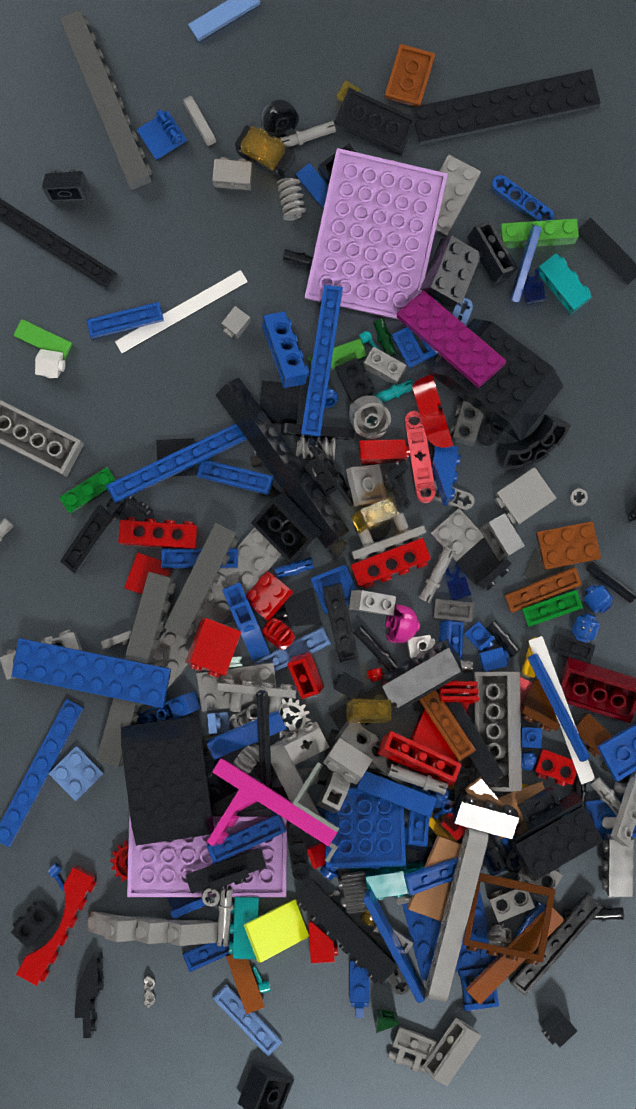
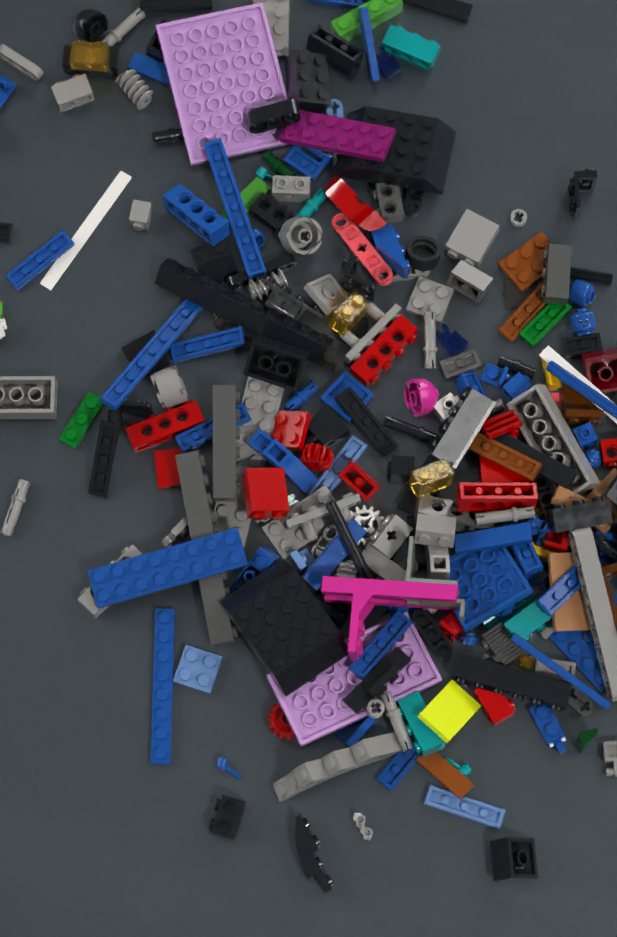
camera: 25 degrees left, 10 degrees down
(76, 889) = (248, 851): red arch -> none
(179, 501) = (170, 387): none -> light grey brick
(372, 602) = (386, 390): light grey brick -> none
(375, 674) = (420, 452): red plate -> none
(382, 451) = (326, 259): red slope -> none
(401, 290) = (273, 116): none -> black beam
(481, 479) = (426, 243): none -> black tyre
(483, 566) = (465, 314): black bracket -> none
(535, 446) = (459, 192): black brick -> none
(585, 572) = (556, 274): none -> dark grey brick

